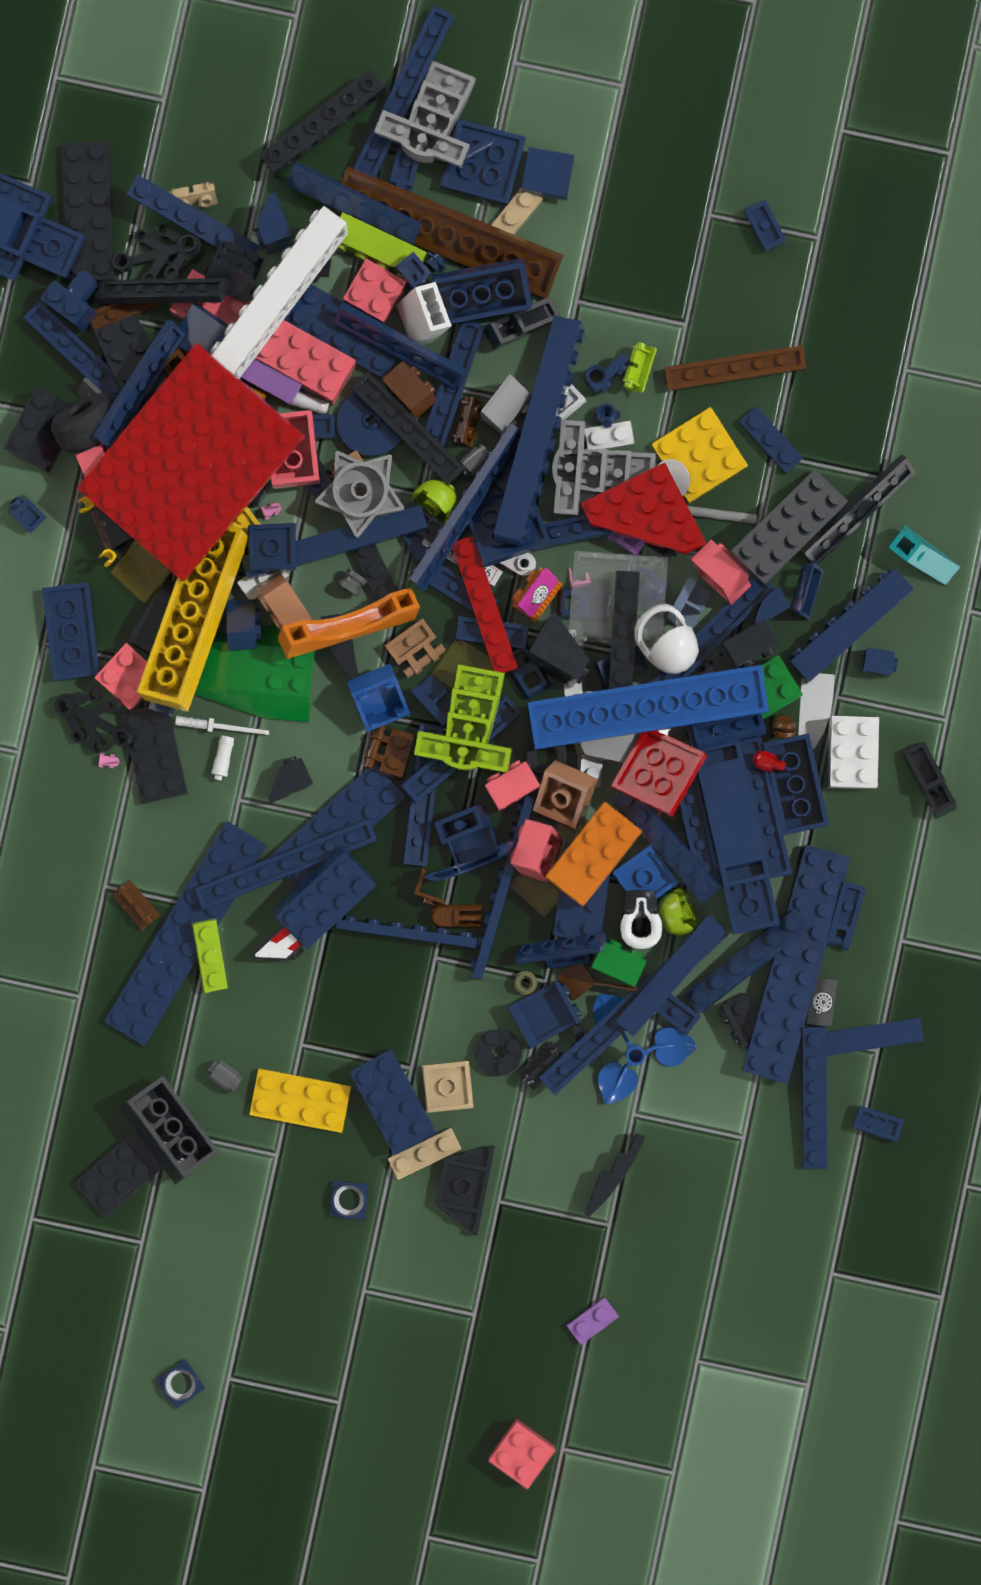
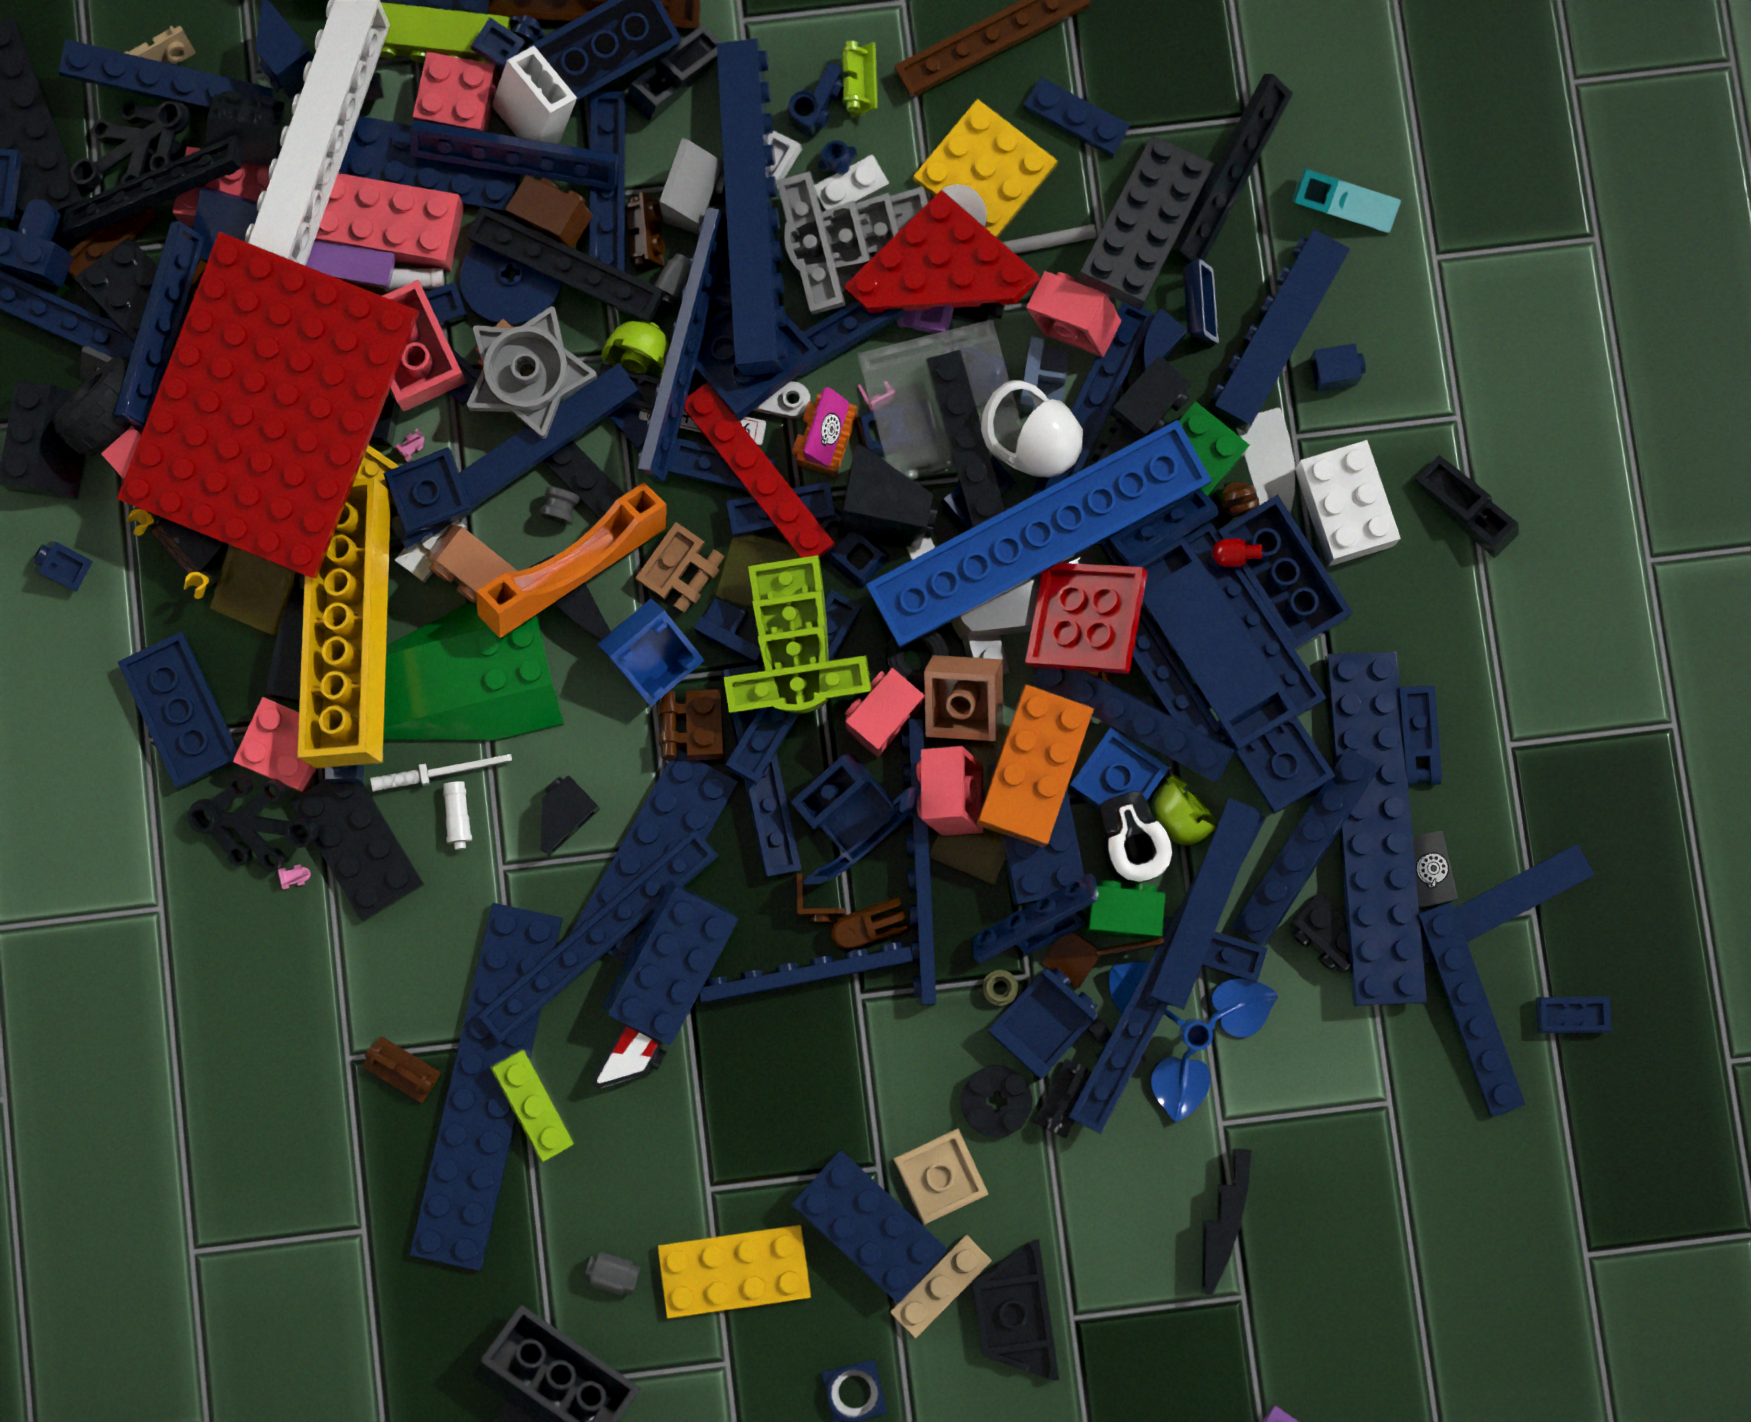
camera: 20 degrees left, 5 degrees down
(242, 624) = (422, 614): dark blue brick -> none

